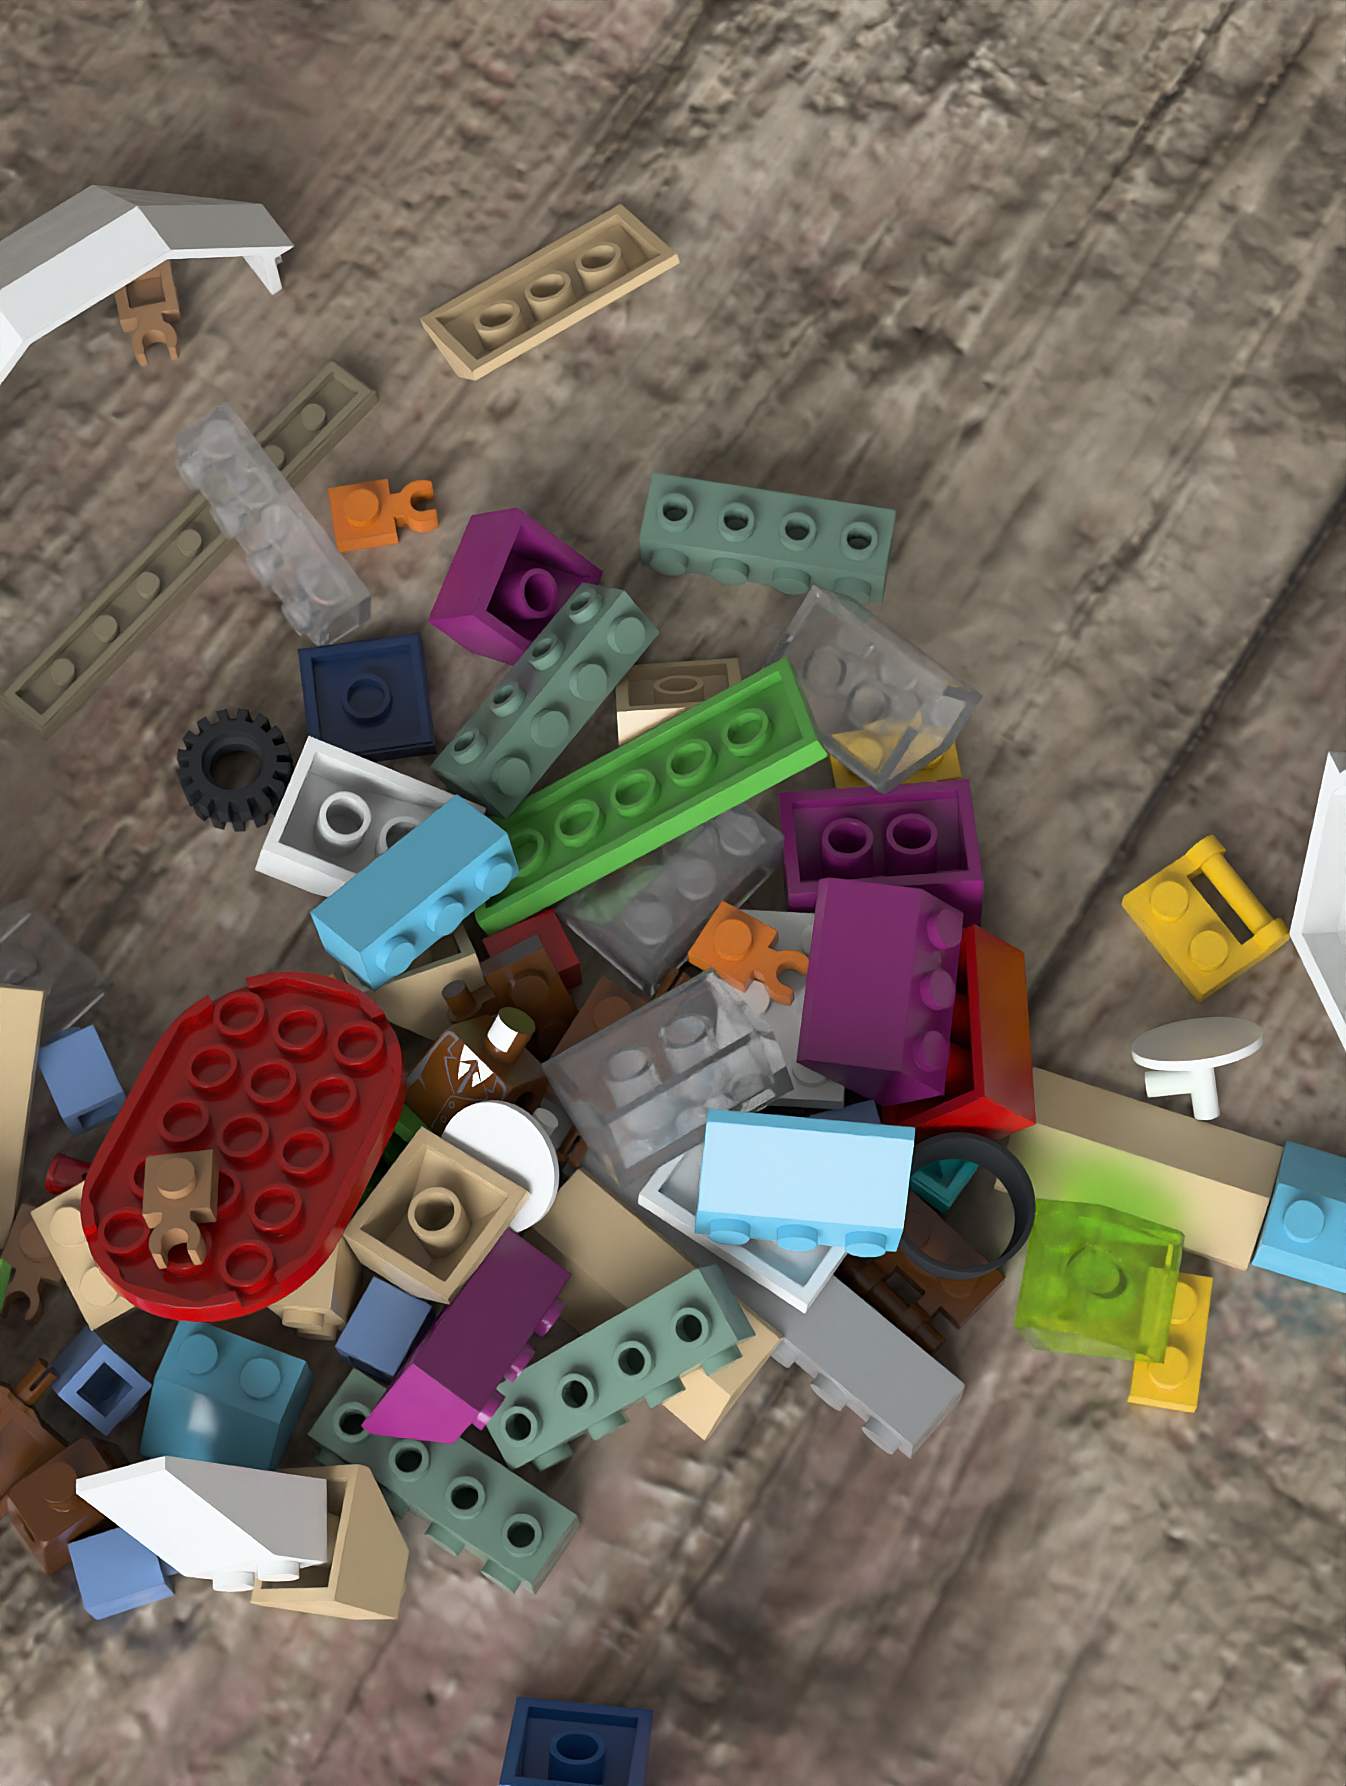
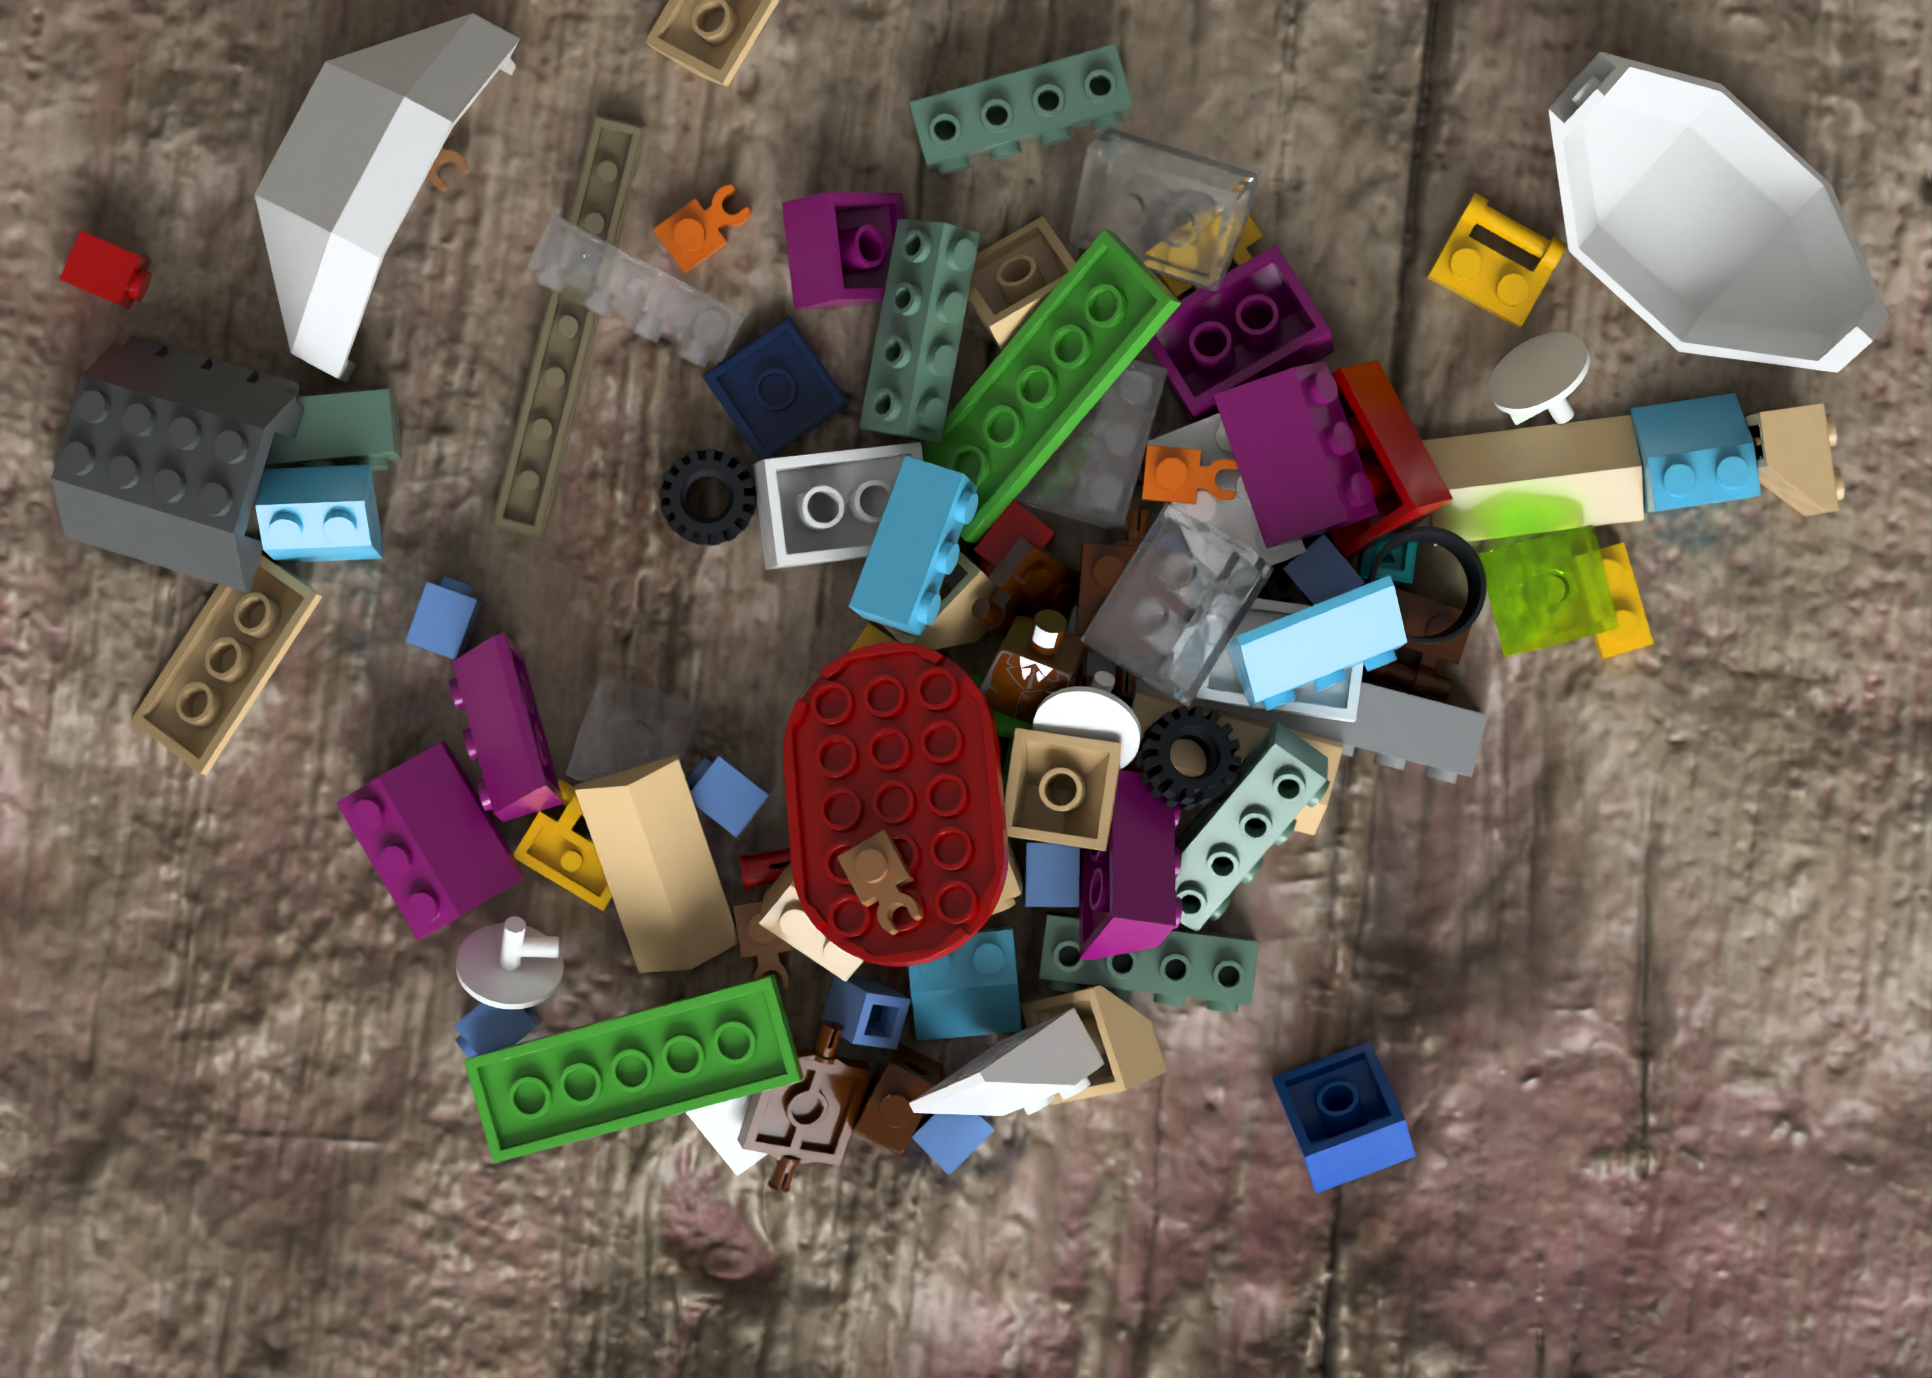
camera: 25 degrees left, 20 degrees up
(616, 1224) = (1213, 741): none -> black tyre

